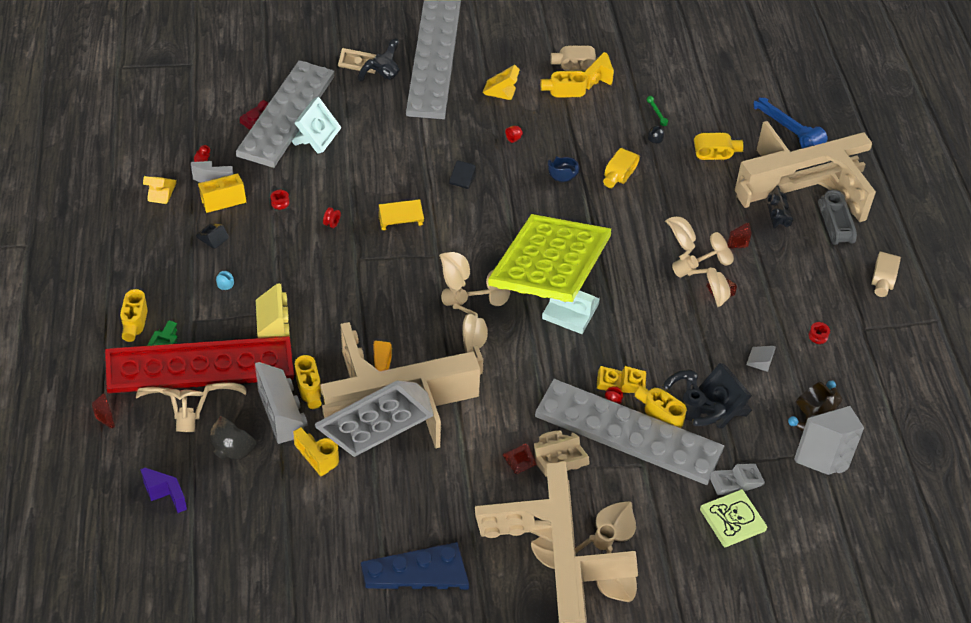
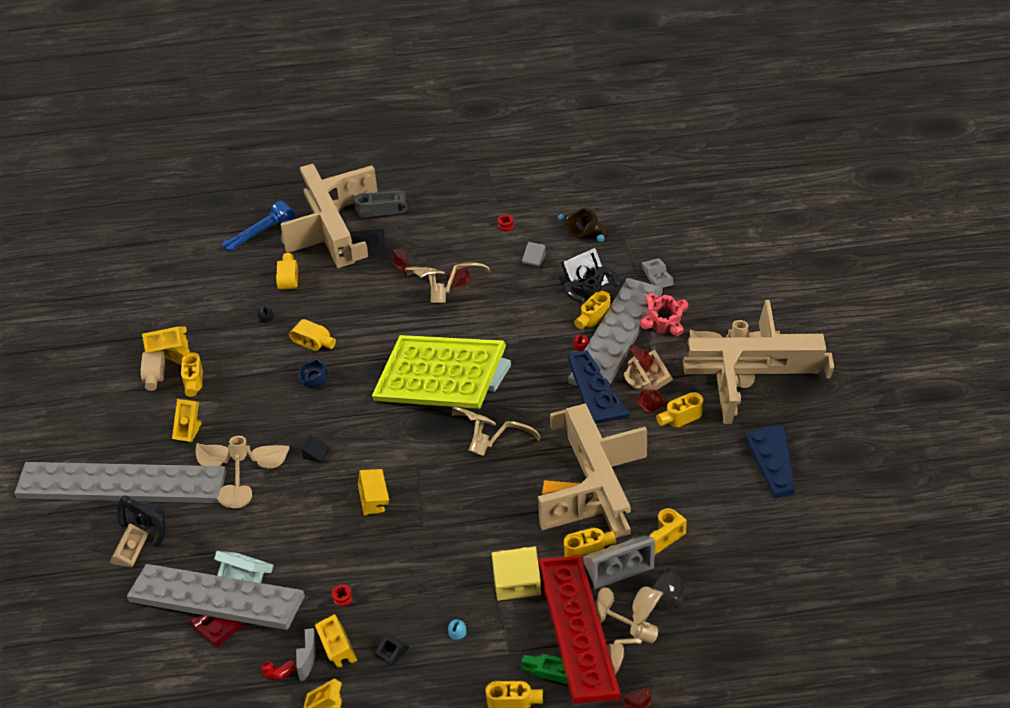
camera: 85 degrees left, 5 degrees down
(161, 485) = (720, 644): dark purple slope -> none
(331, 217) = (373, 546): red bush -> none
(377, 417) = (643, 468): light grey slope -> none
(457, 144) = (216, 455): none -> tan plant
(489, 470) = (682, 410): none -> yellow piece
(513, 133) = (259, 413): red hinge -> none
(526, 397) = (594, 389): none -> dark blue wing
(571, 439) = (642, 357): none -> clear red slope
(601, 52) = (164, 339): none -> yellow hinge
(627, 380) = (563, 337): yellow slope -> none
(643, 463) = (665, 303): none -> coral piece
(663, 121) = (246, 310): green hinge -> none
(733, 518) = (693, 276): yellowish green tile -> none
(830, 441) = (630, 207): light grey slope -> none
(885, 273) = (441, 181): tan piece -> none

